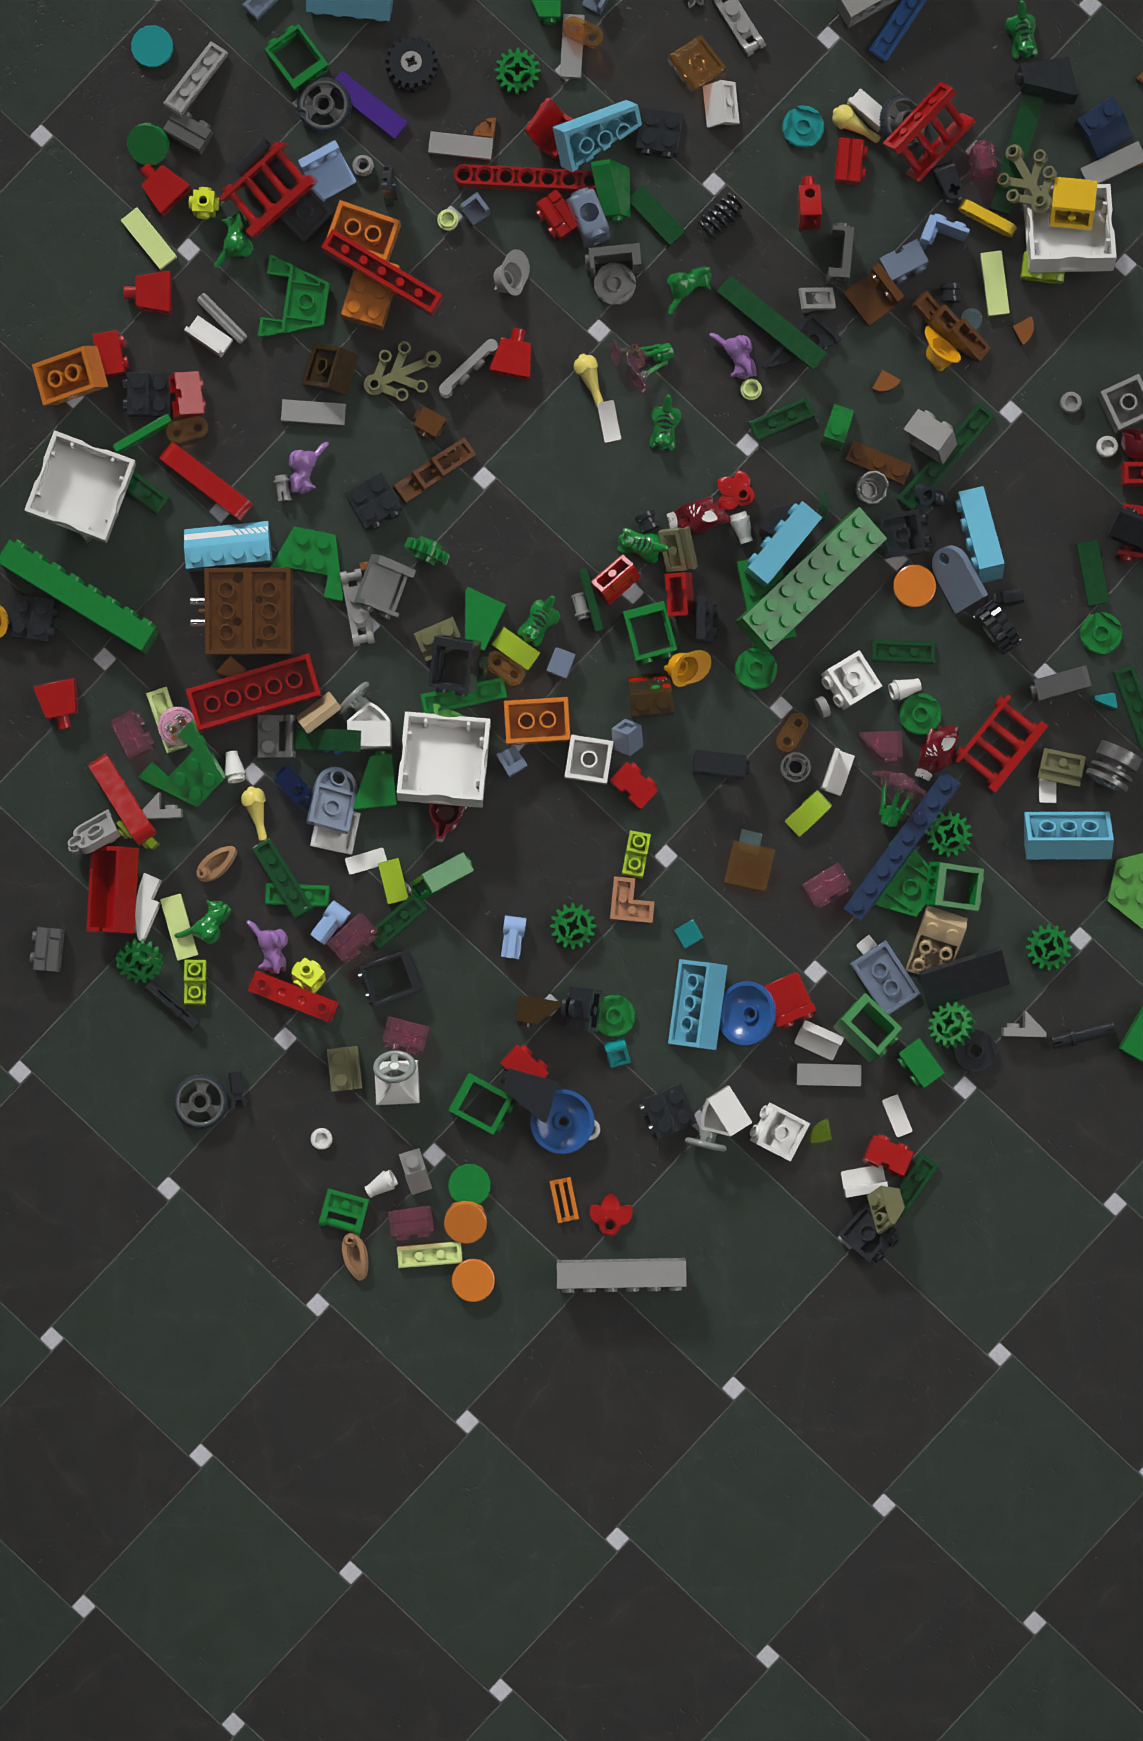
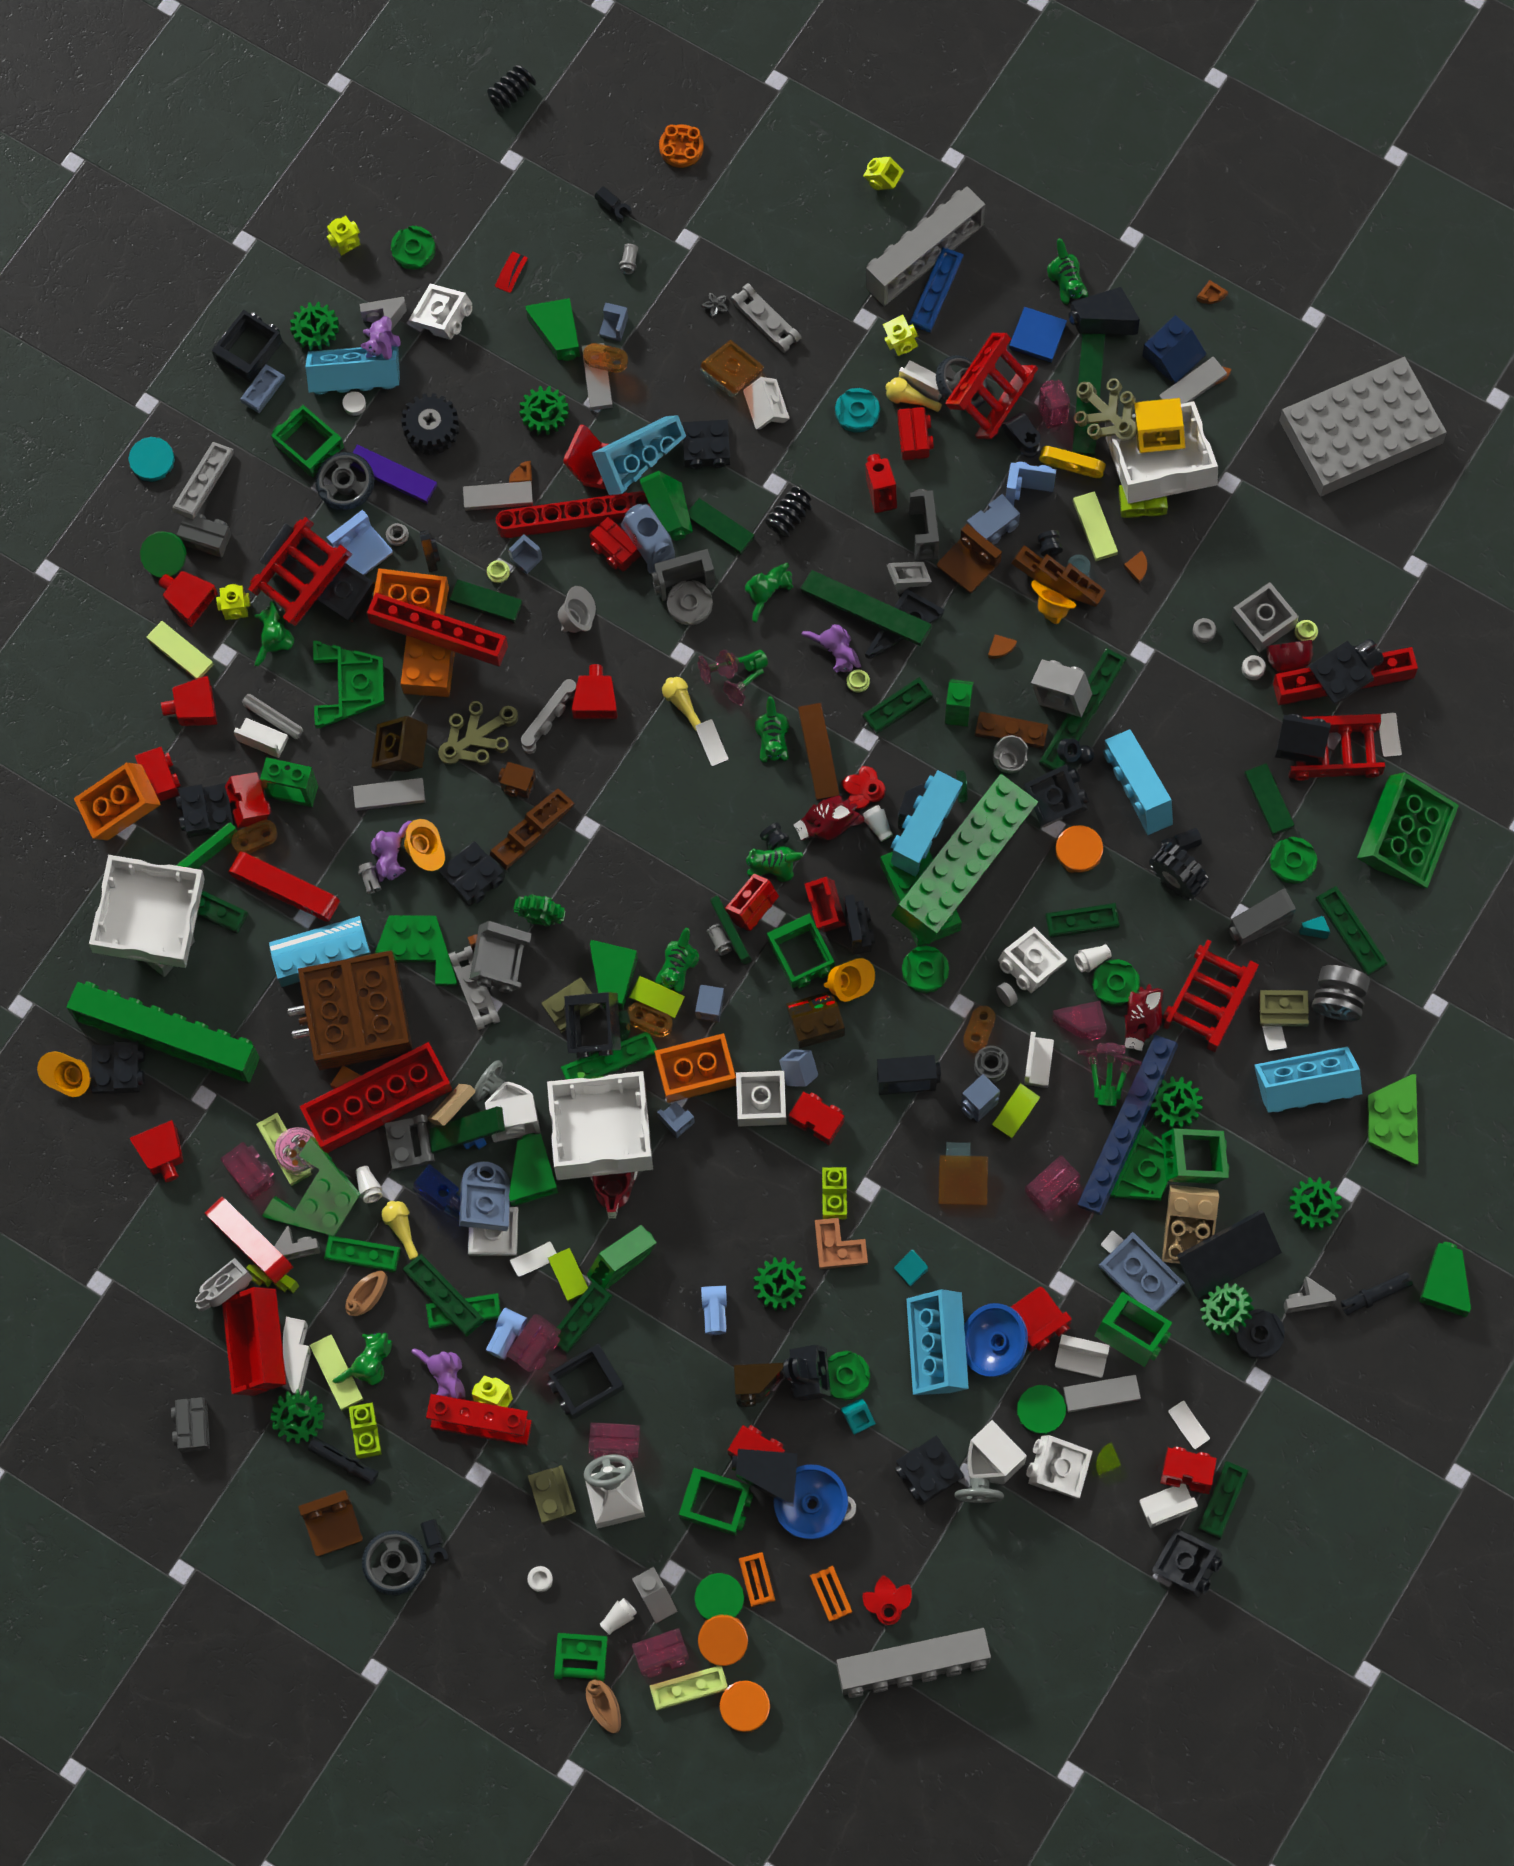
camera: 10 degrees left, 15 degrees down
(153, 1058) = (331, 1523): none -> reddish brown bracket
(219, 827) = (362, 1253): none -> green tile
(232, 391) = (292, 785): none -> green window
(336, 469) = (424, 845): none -> light orange piece
(345, 28) = (354, 403): none -> white tile
(432, 246) = (486, 601): none -> dark green tile
(504, 1177) = (761, 1600): none -> orange tile
(681, 549) = (816, 859): olive plate -> none
(702, 449) = (818, 751): none -> reddish brown slope
(774, 1078) = (1041, 1409): none -> green tile
(778, 798) = (979, 1098): none -> sand blue brick
(857, 63) = (900, 335): none -> neon yellow brick
(885, 1206) = (1198, 1523): olive slope -> none
(920, 1063) = (1201, 1359): green brick -> none
(957, 578) = (1124, 830): sand blue tile -> none
(983, 85) = (1038, 334): none -> blue tile

